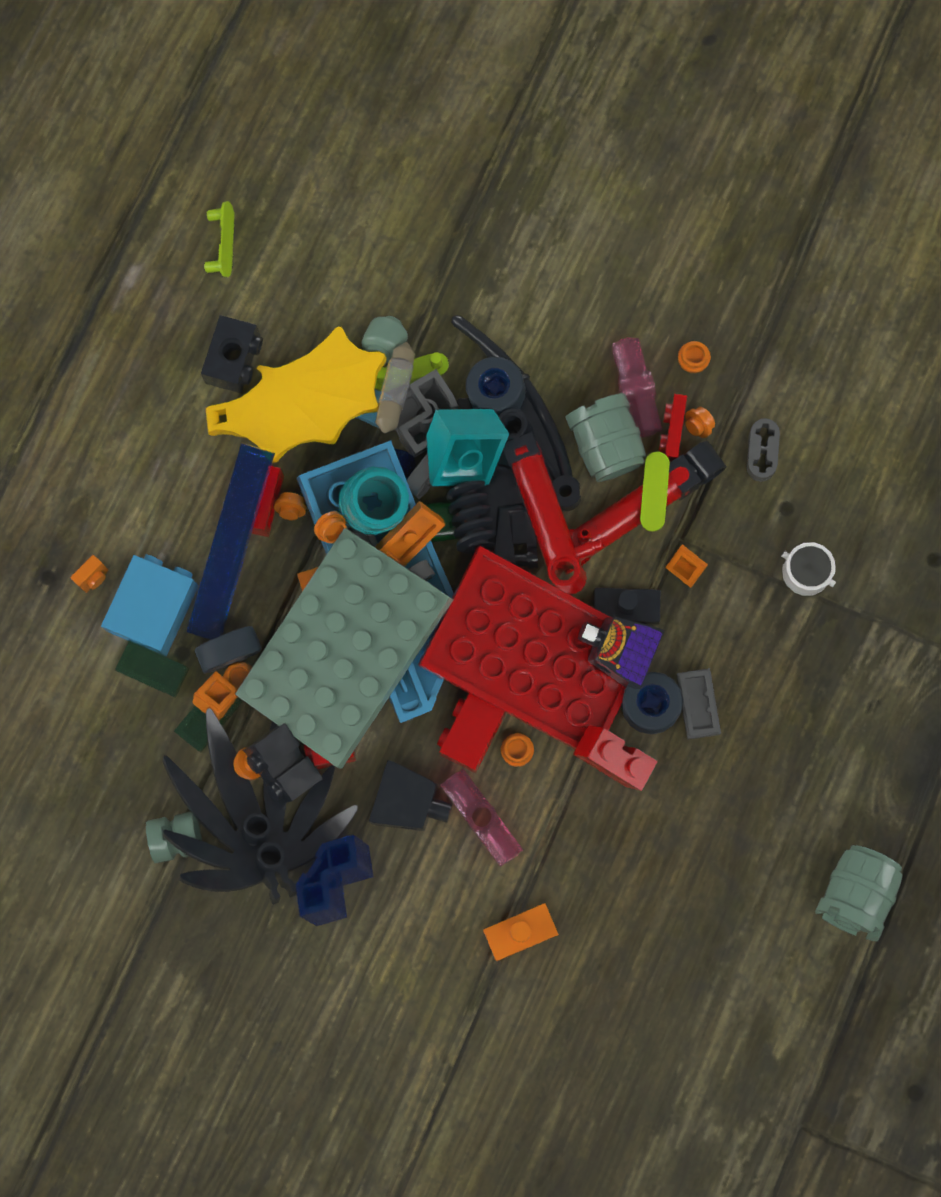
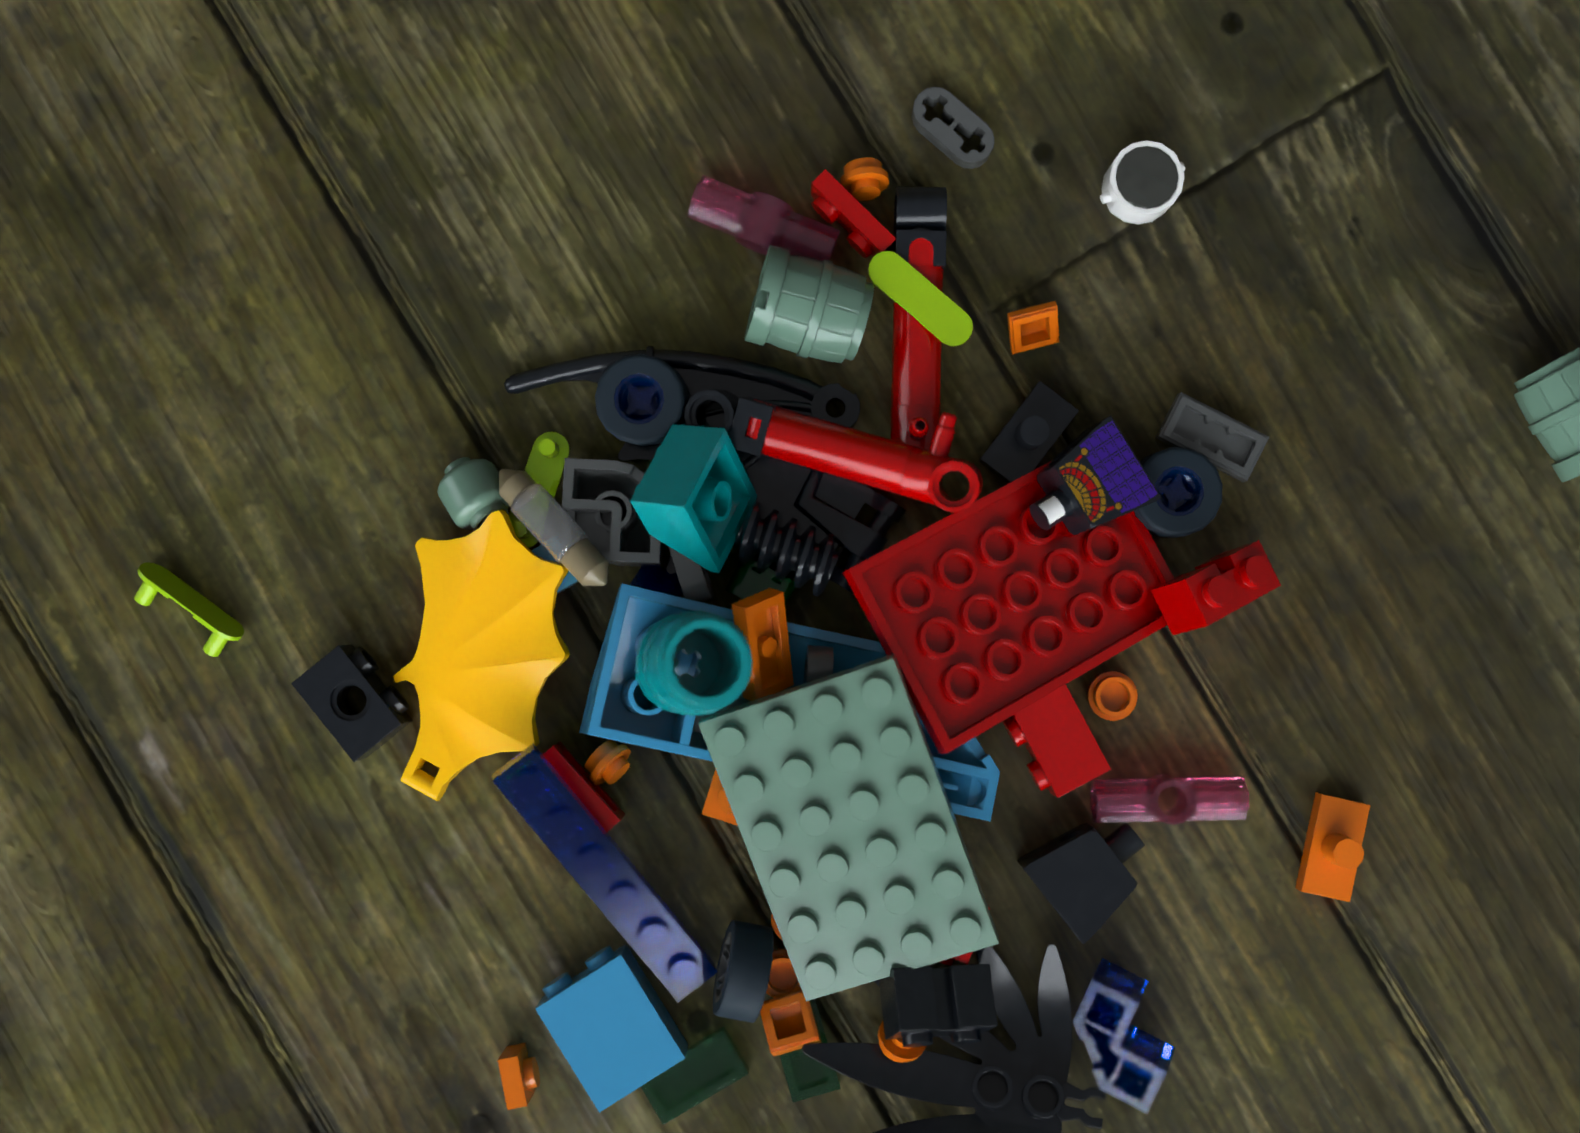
camera: 60 degrees left, 10 degrees up
(330, 526) = (684, 741): orange plate -> none
(694, 357) = (774, 125): orange plate -> none

